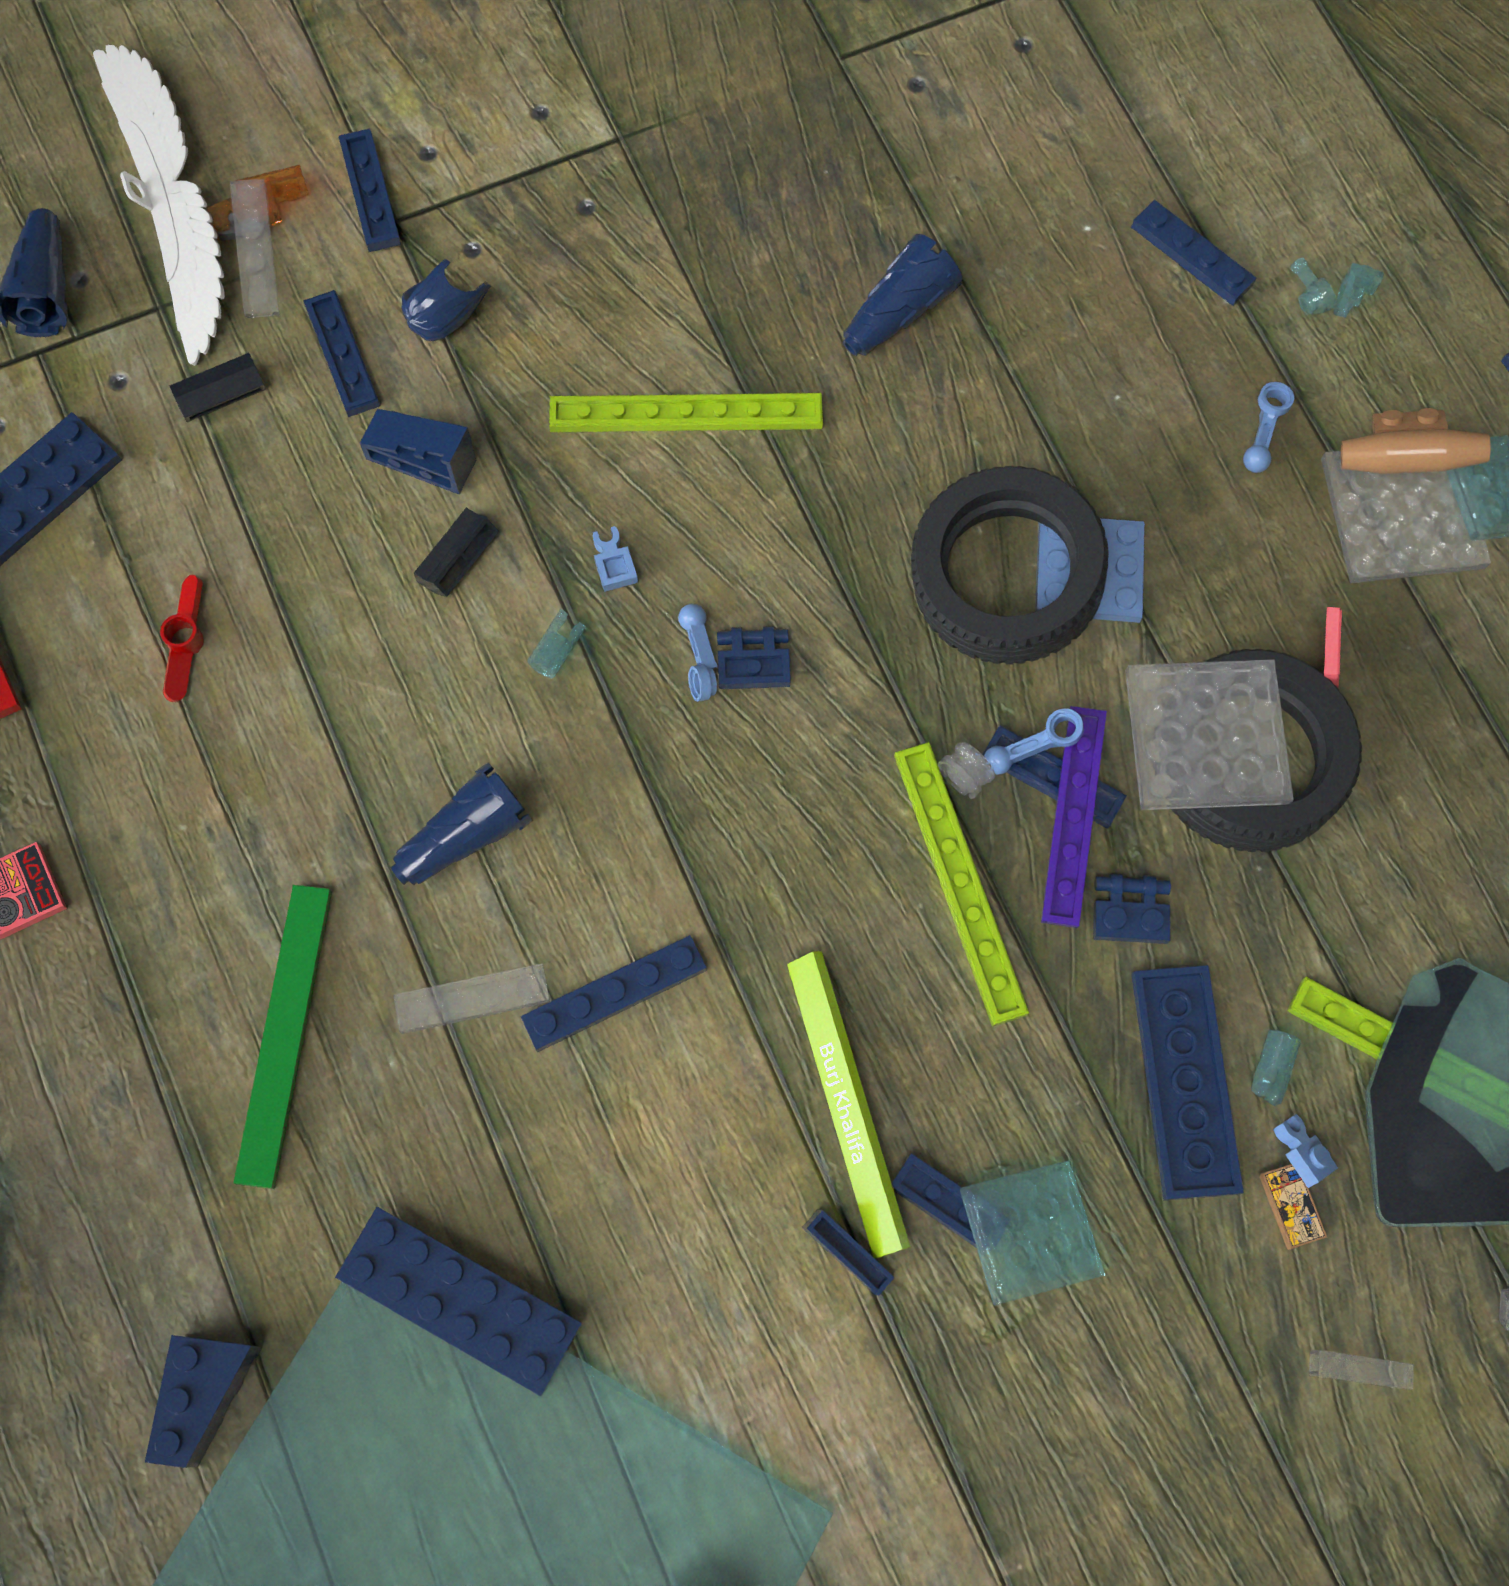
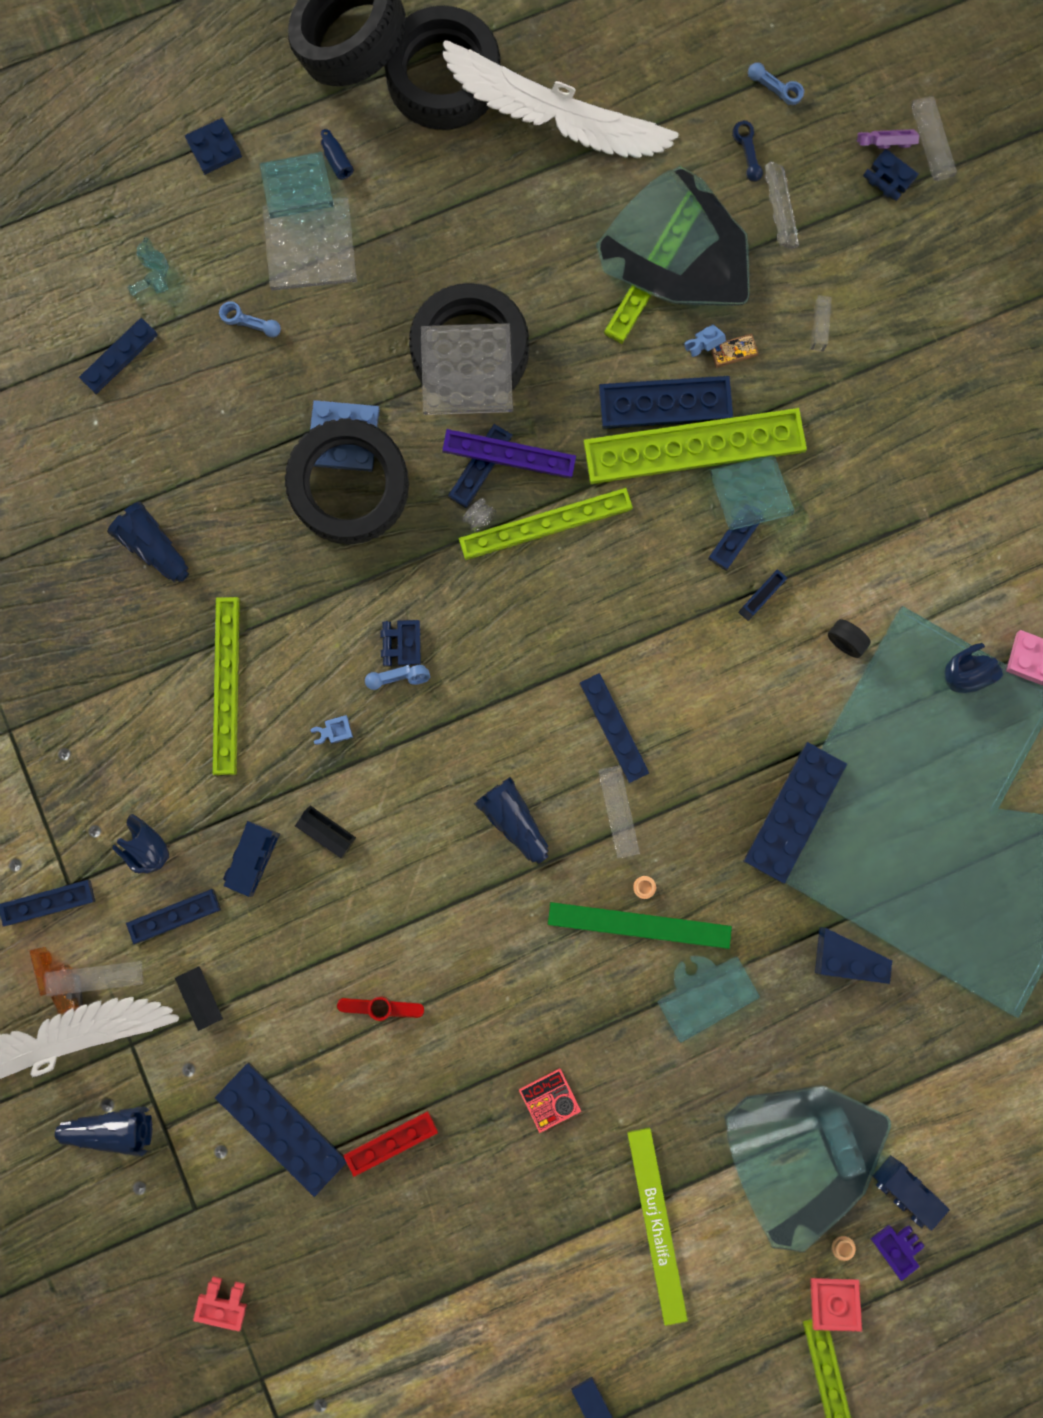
camera: 90 degrees left, 10 degrees up
(160, 1145) = (706, 995): none -> clear light blue plate
(345, 1042) = (644, 887): none -> light nougat plate
(553, 647) = (394, 767): clear light blue hinge -> none
(767, 1404) = (849, 638): none -> black tyre
(848, 1106) = (679, 592): tile -> none
(1002, 757) = (472, 494): medium blue piece -> none
(1112, 1138) = (694, 445): none -> lime plate
(1129, 920) = (570, 425): dark blue plate -> none
(1275, 1066) = (657, 352): clear light blue hinge -> none
(1332, 644) = (407, 294): coral tile -> none
(1414, 445) = (269, 232): medium nougat plate -> none

